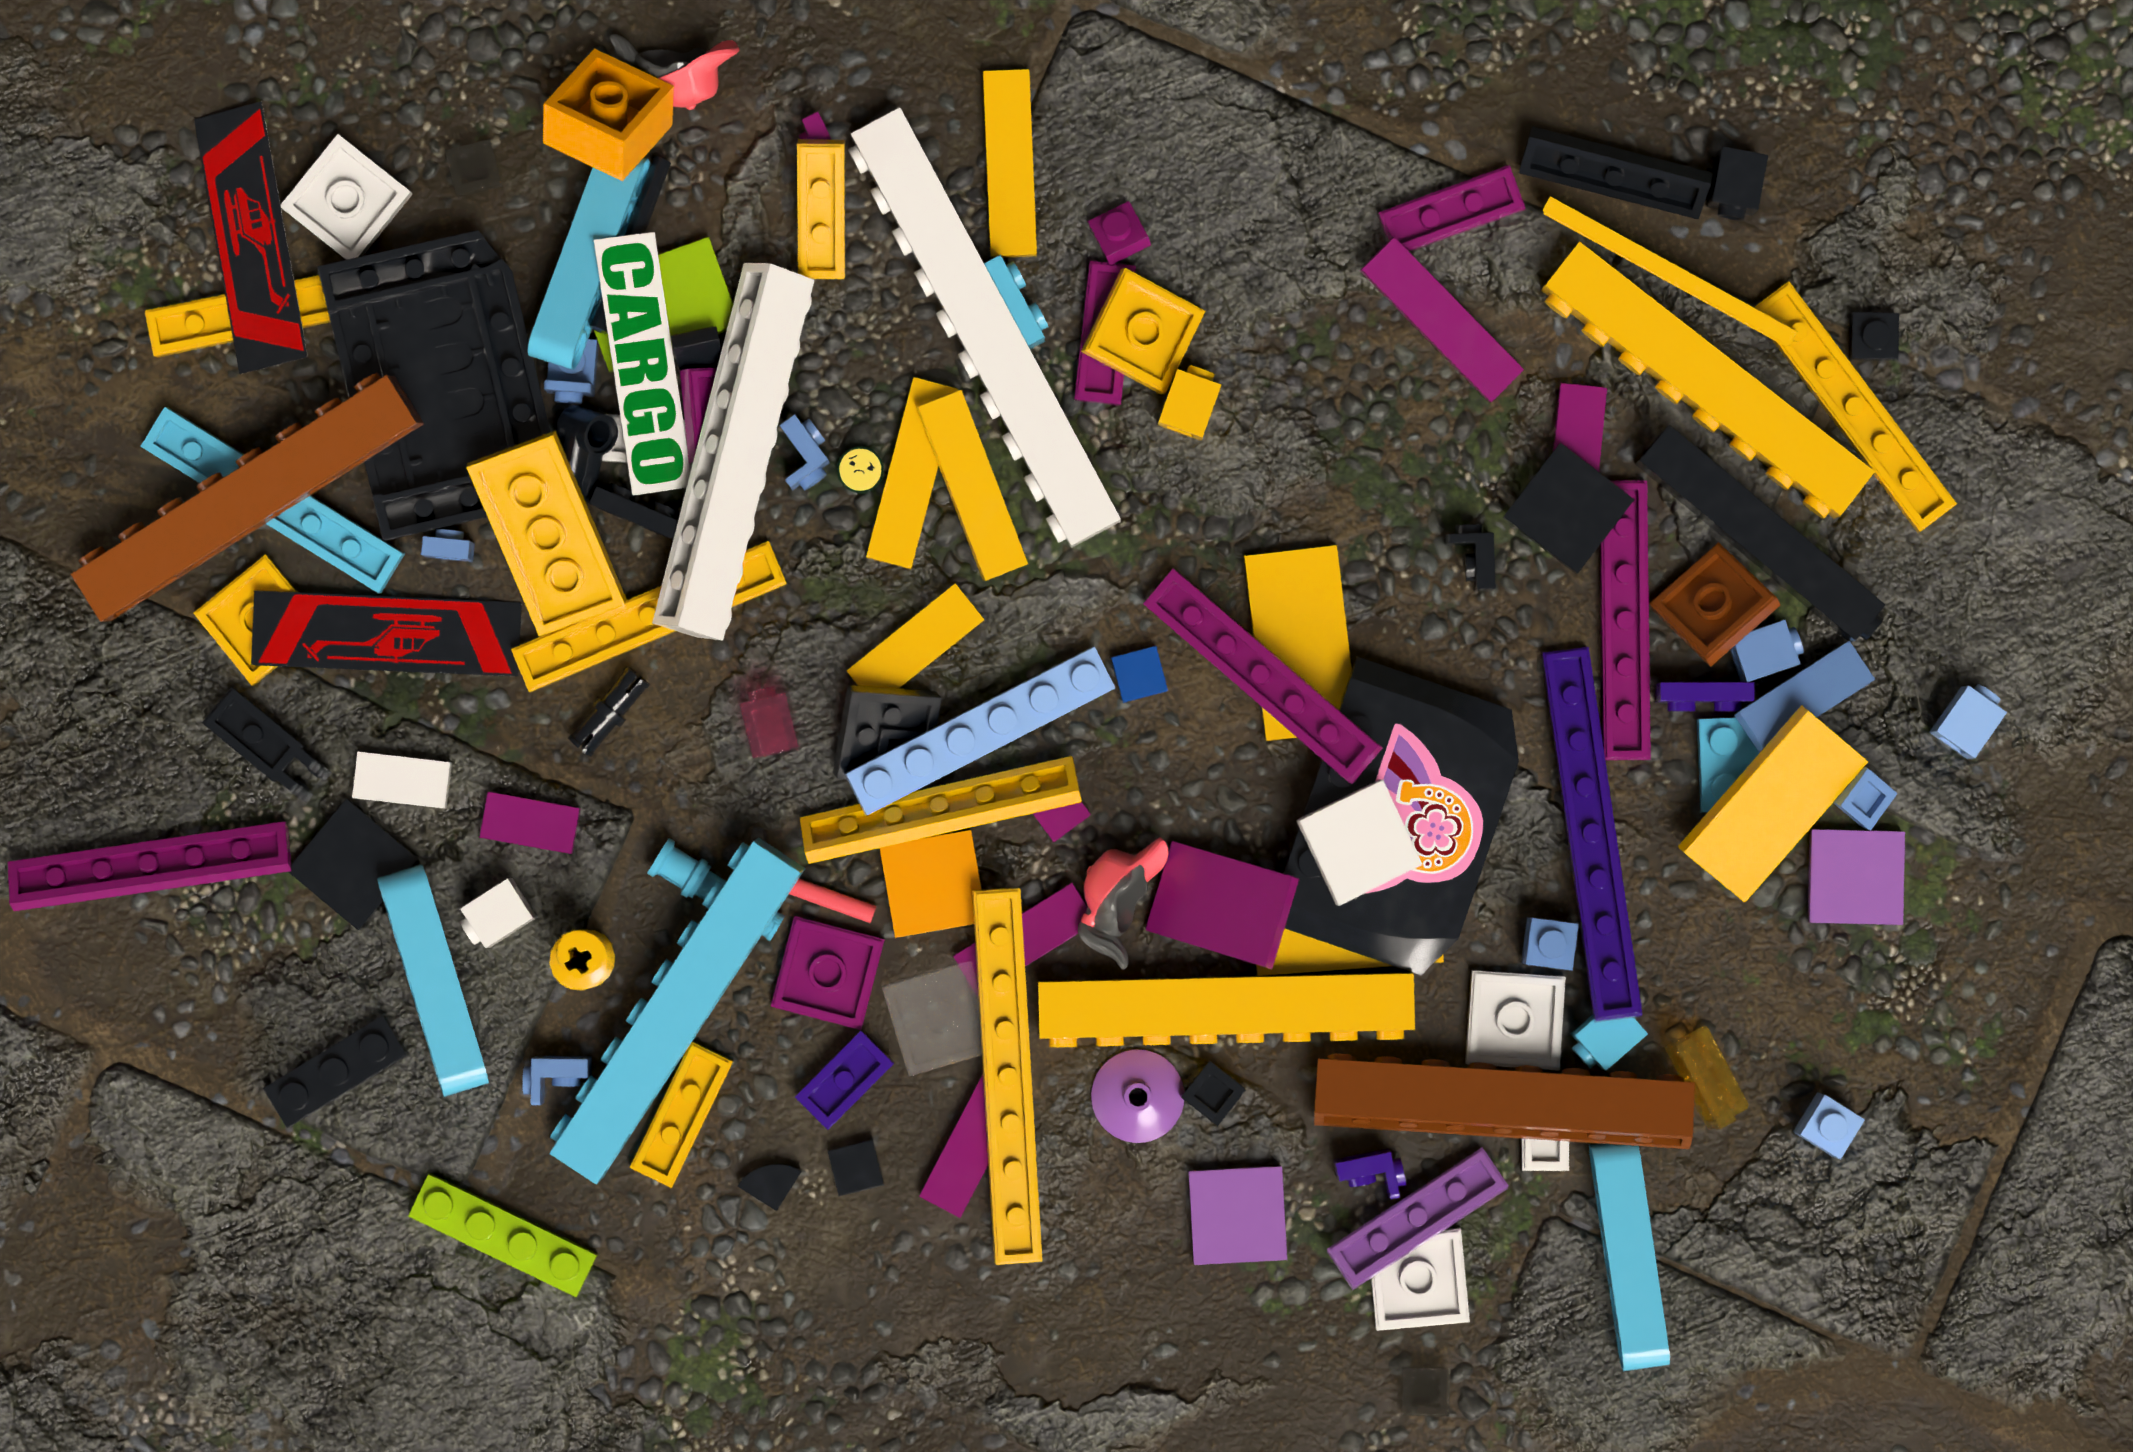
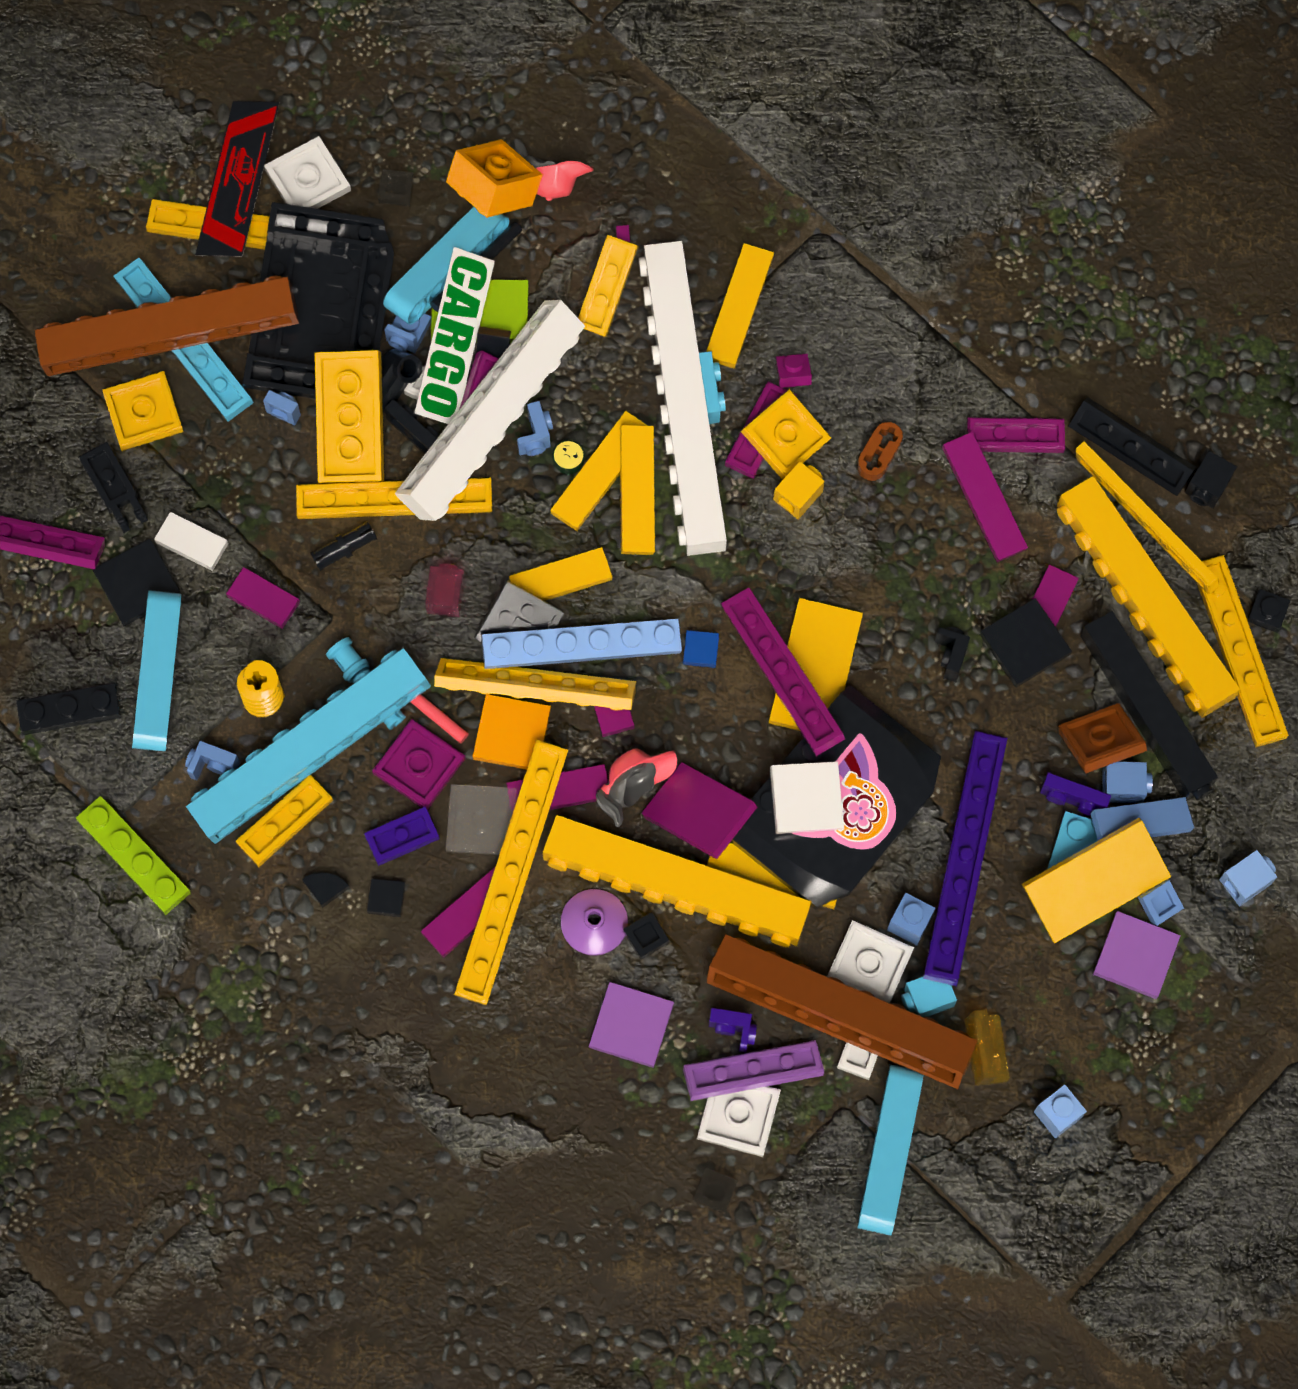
camera: 20 degrees right, 15 degrees down
(385, 633) = (219, 446): black sticker -> none
(496, 914) = (216, 645): white brick -> none
(1266, 301) = (886, 454): none -> dark orange beam
(1626, 631) = (1035, 739): magenta tile -> none

